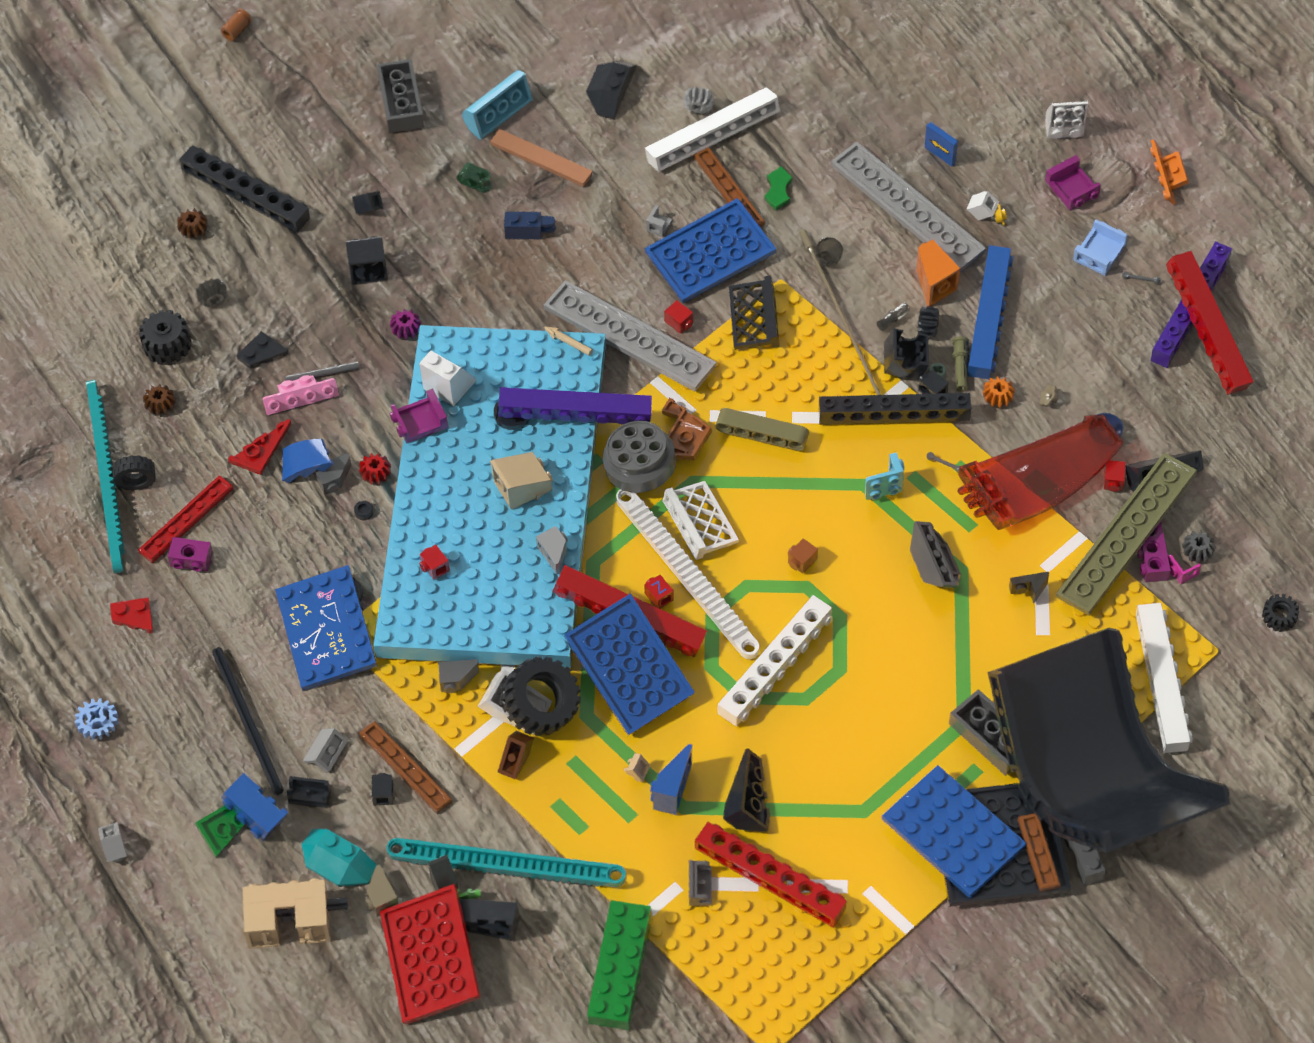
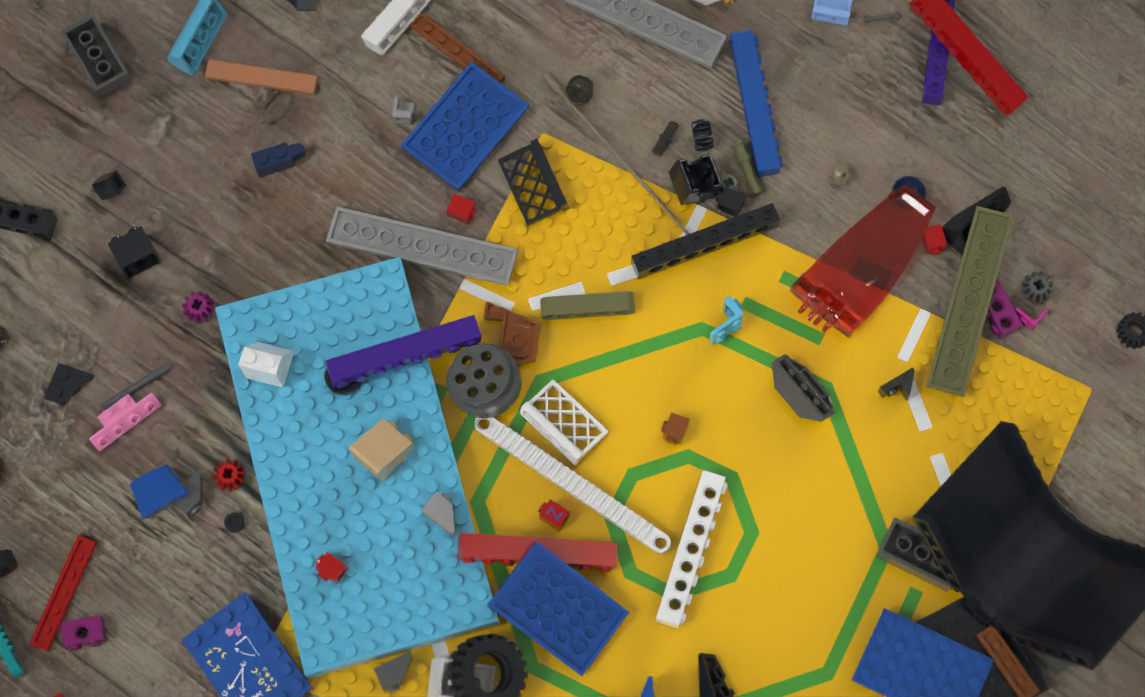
camera: 20 degrees left, 15 degrees up
(258, 453) = (107, 499): red wing -> none
(419, 418) = (255, 414): magenta panel -> none
(473, 176) = (201, 121): clear green piece -> none
(554, 333) = (352, 274): tan piece -> none
(777, 195) = (502, 27): green tile -> none
(930, 456) = (755, 278): dark grey hinge -> none
(936, 272) = (690, 80): orange slope -> none
(998, 392) = (796, 181): orange gear -> none
(1163, 678) = (1054, 439): white brick -> none

